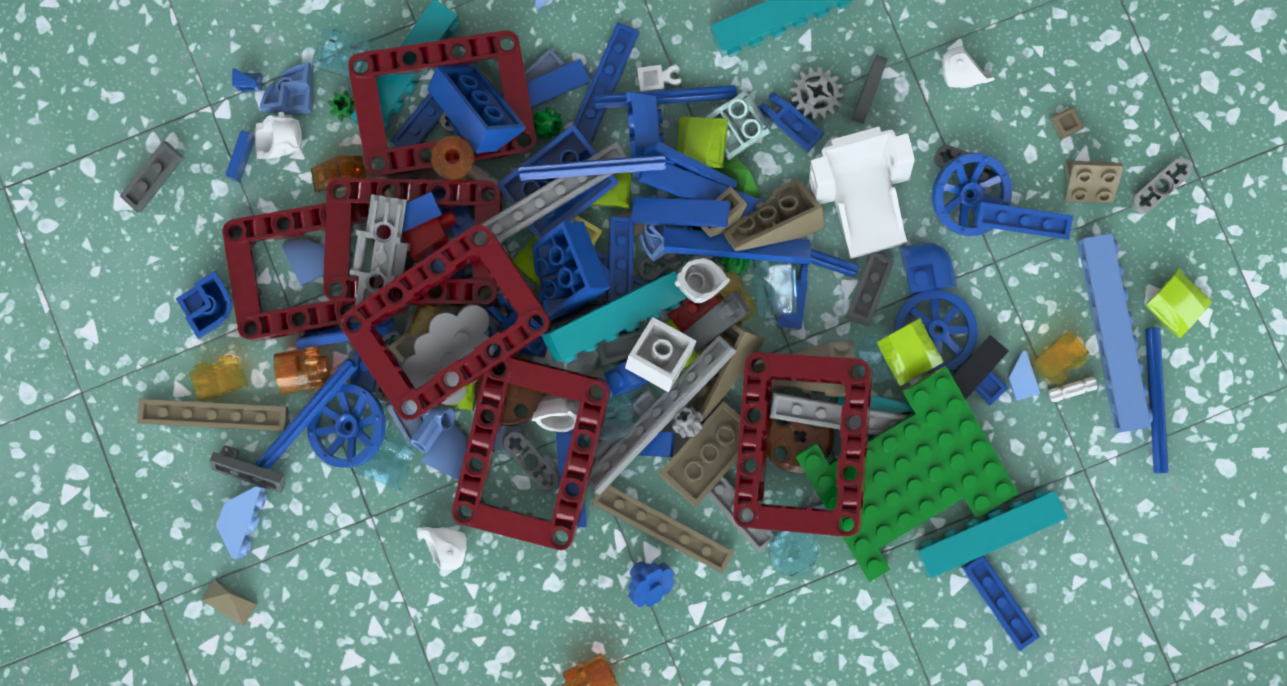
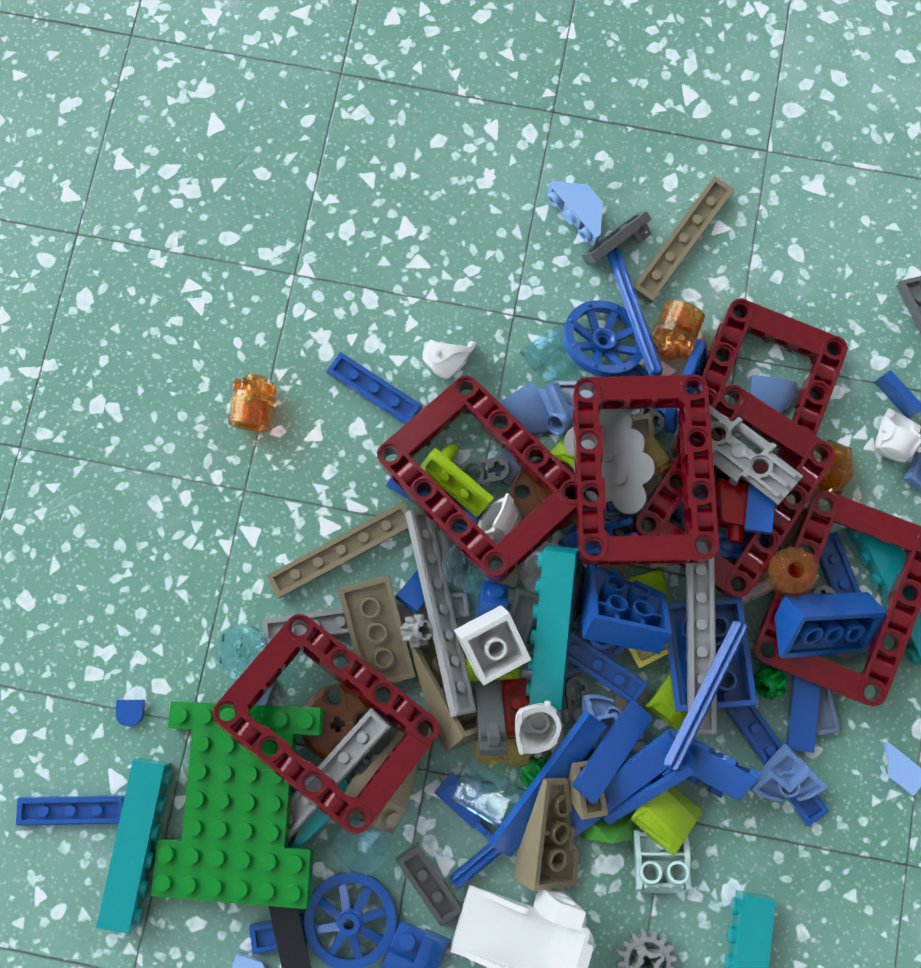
camera: 115 degrees right, 5 degrees down
(206, 305) = (782, 287): blue brick -> none
(218, 379) = (711, 261): clear yellow brick -> none
(229, 602) = (517, 162): dark tan slope -> none
(340, 100) = (901, 506): green gear -> none
(511, 591) = (373, 388): none -> blue tile
(547, 473) = (454, 480): none -> lime piece
(611, 68) = (788, 777): none -> medium blue brick
(650, 583) = (301, 507): blue plant -> none
(653, 77) = (755, 810): white plate -> none
(670, 96) = (727, 816): blue axle -> none
(793, 123) = (631, 916): blue hinge -> none
(898, 609) = (130, 711): none -> blue tile
(909, 352) = (345, 881): lime slope -> none

